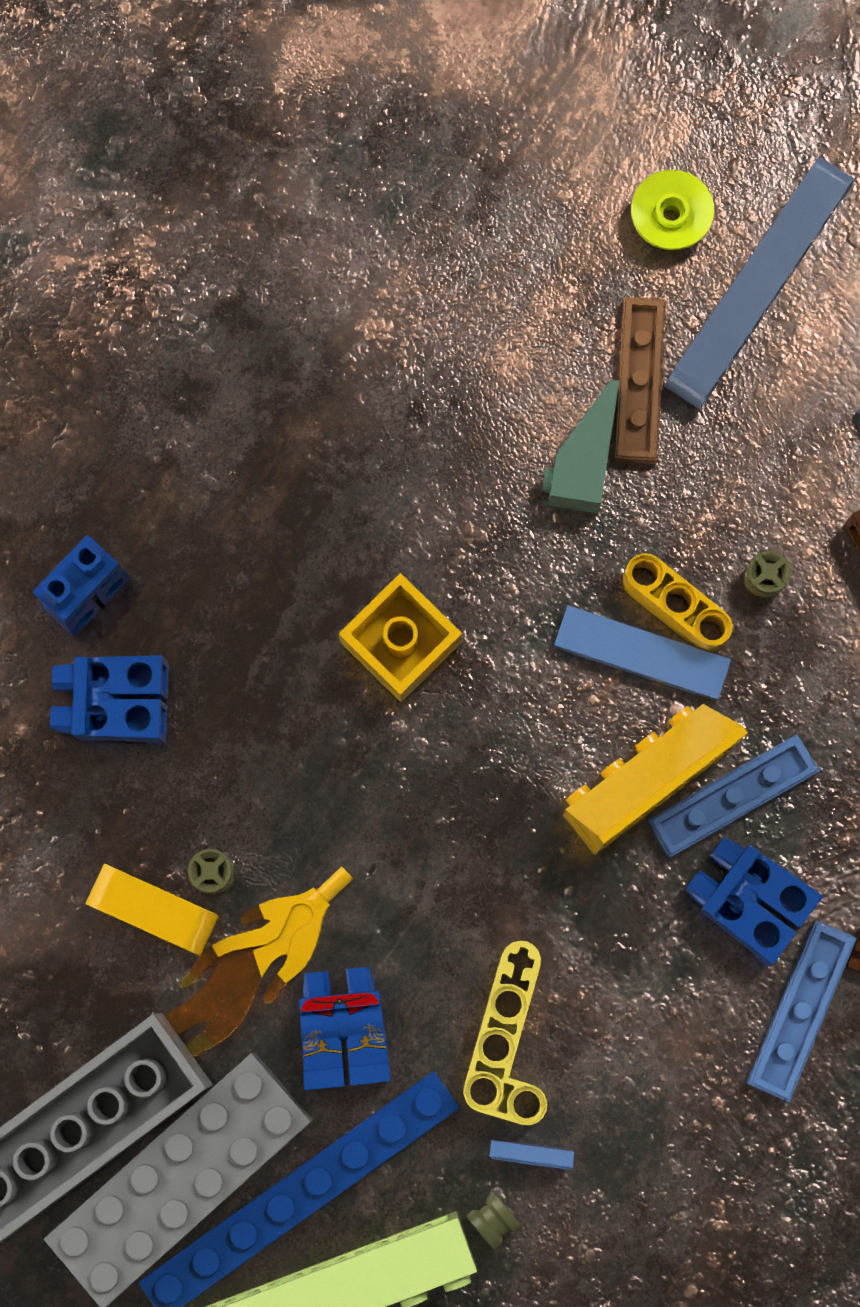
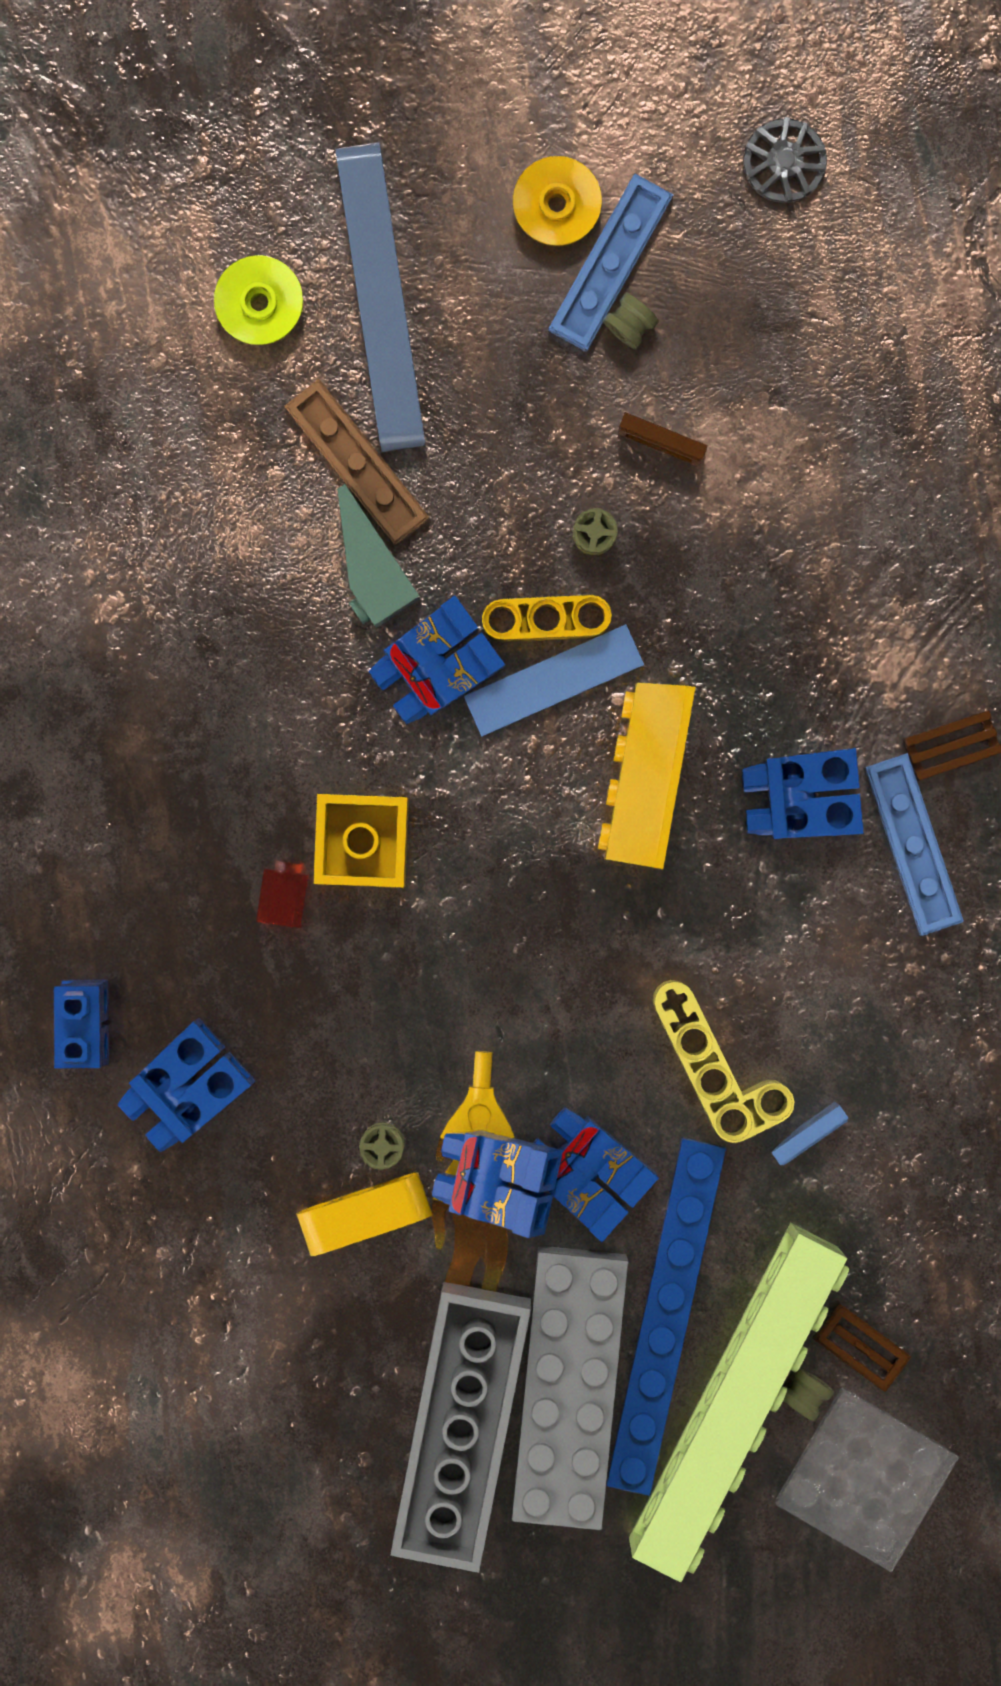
camera: 40 degrees left, 10 degrees up
(261, 960) = (483, 1179): none -> blue hips
(309, 628) = (284, 895): none -> clear red brick
(494, 1221) = (825, 1206): olive wheel -> none
(571, 564) = (425, 670): none -> blue hips
(733, 796) = (720, 727): medium blue tile -> none

